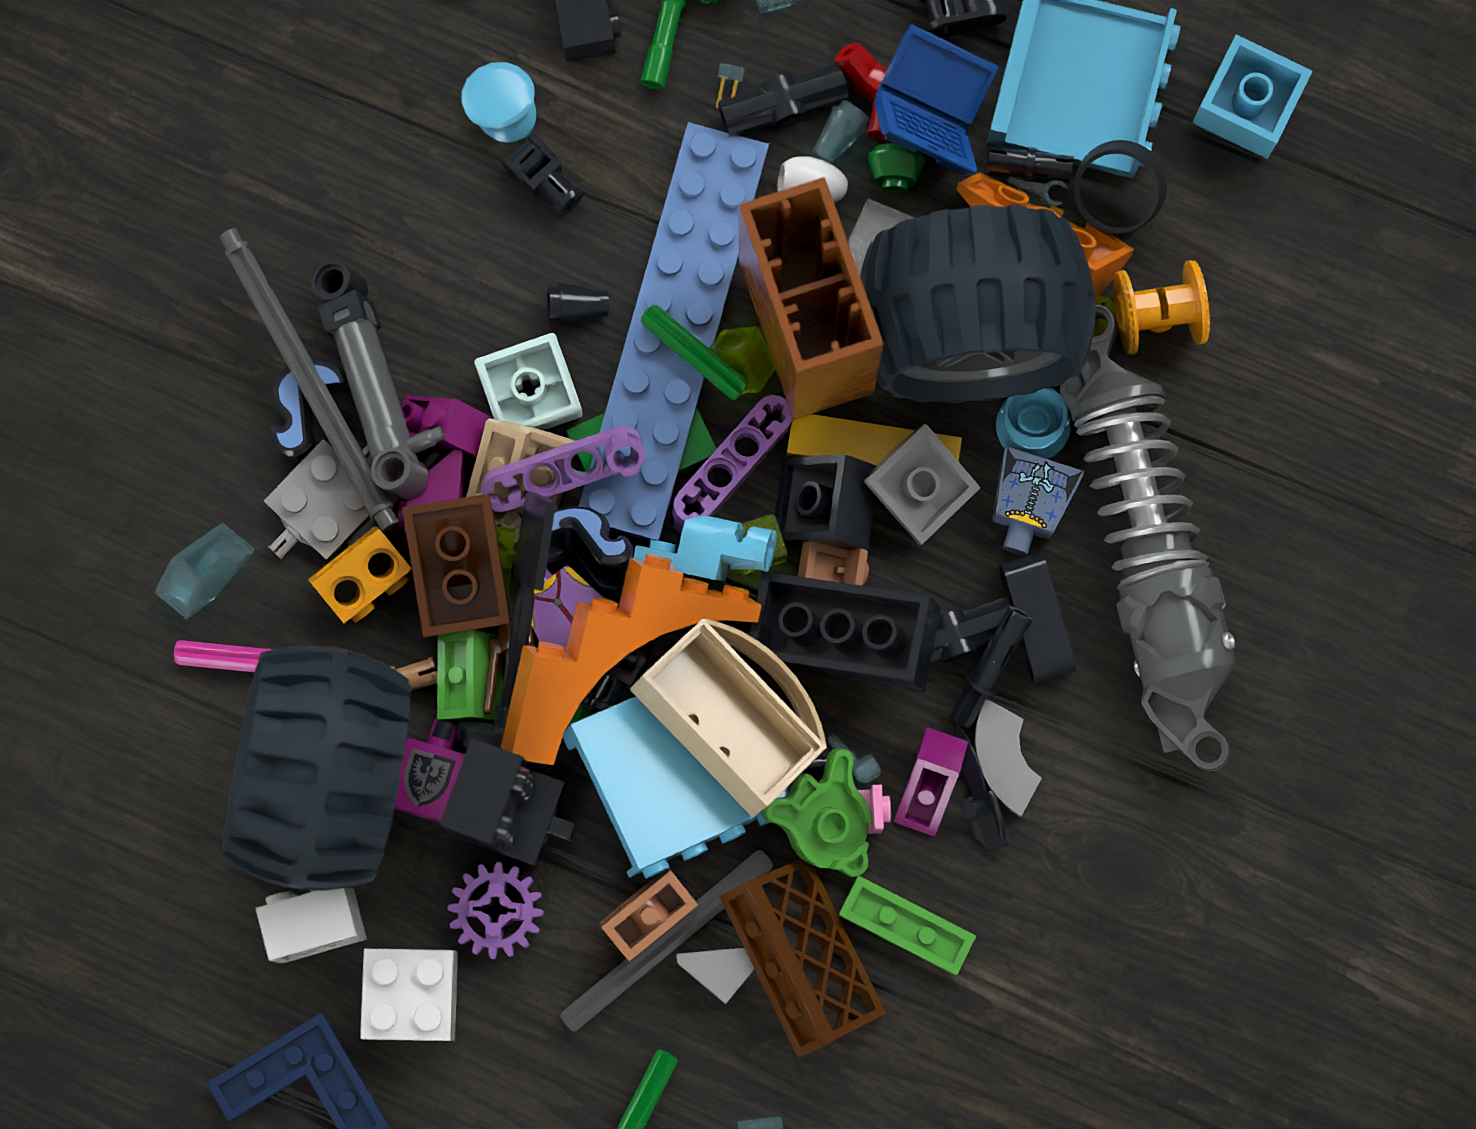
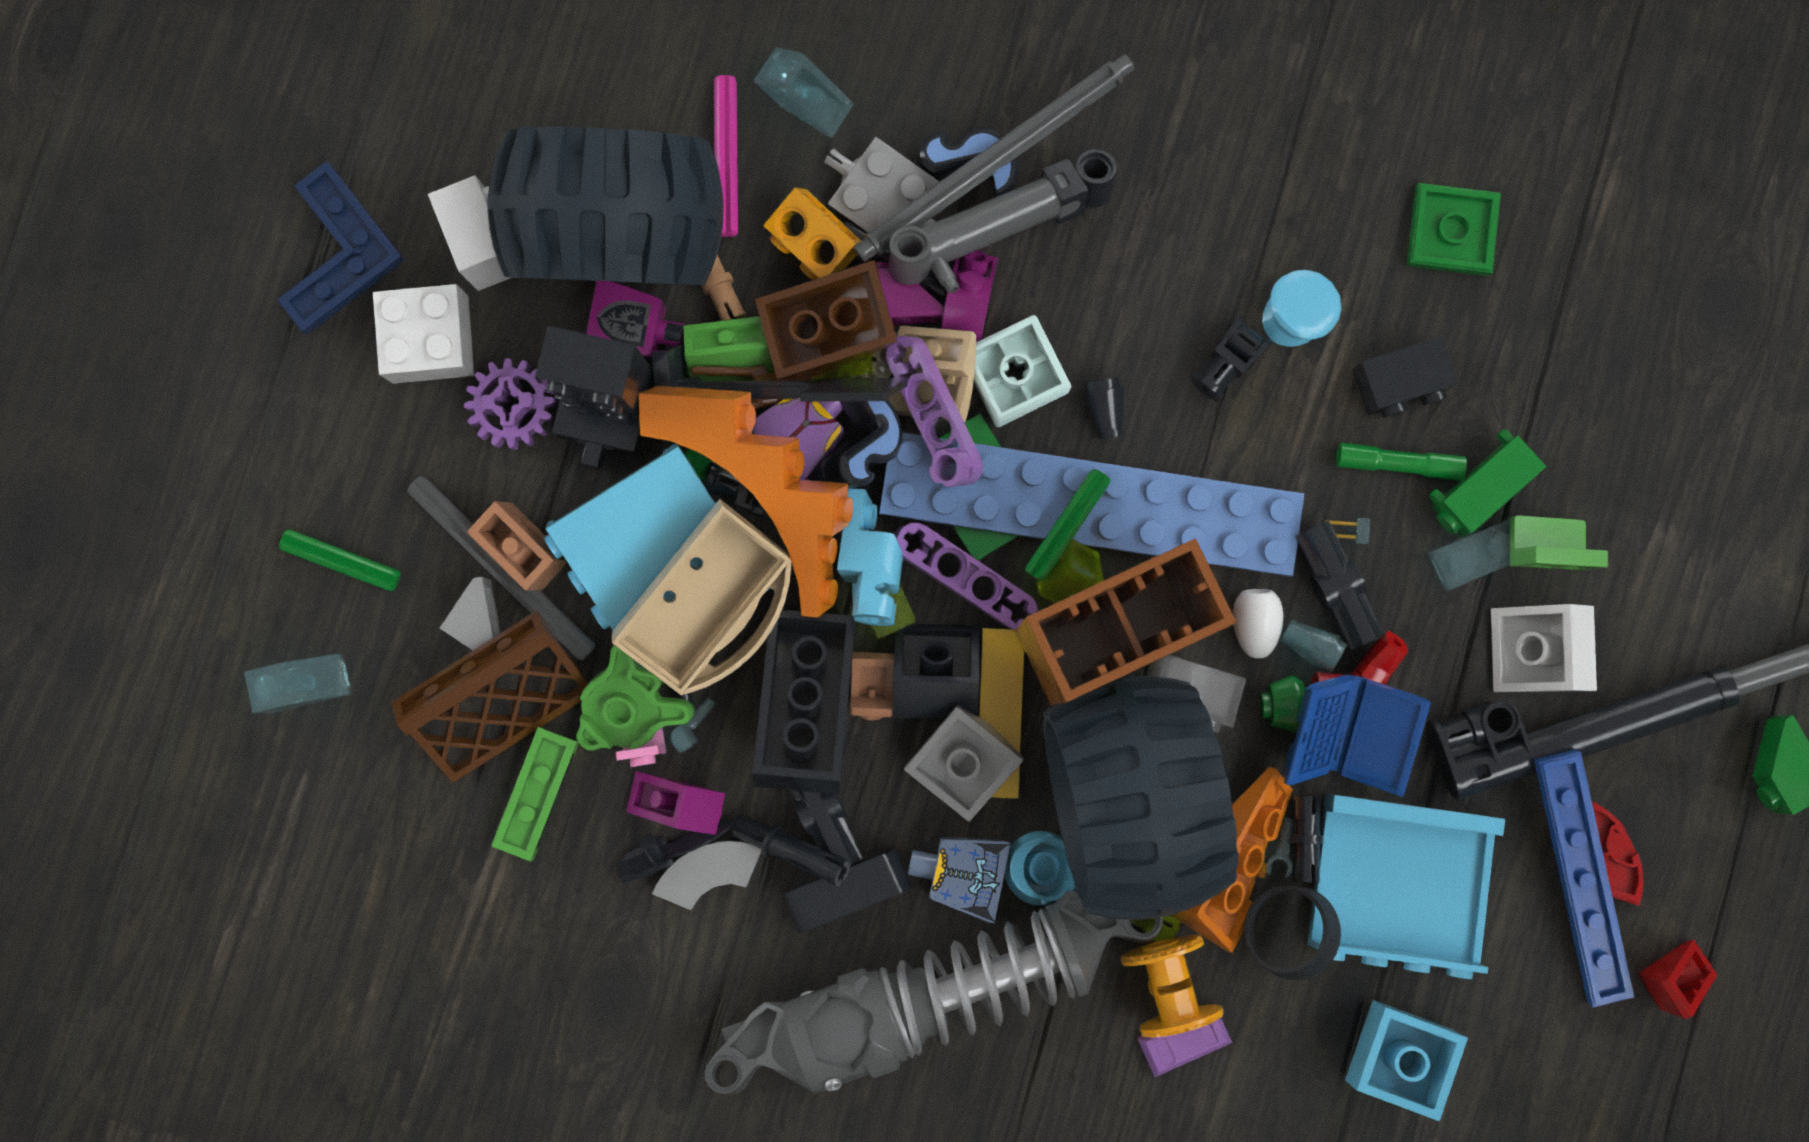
camera: 90 degrees right, 5 degrees up
(1225, 318) = (1176, 1050): none -> medium lavender tile

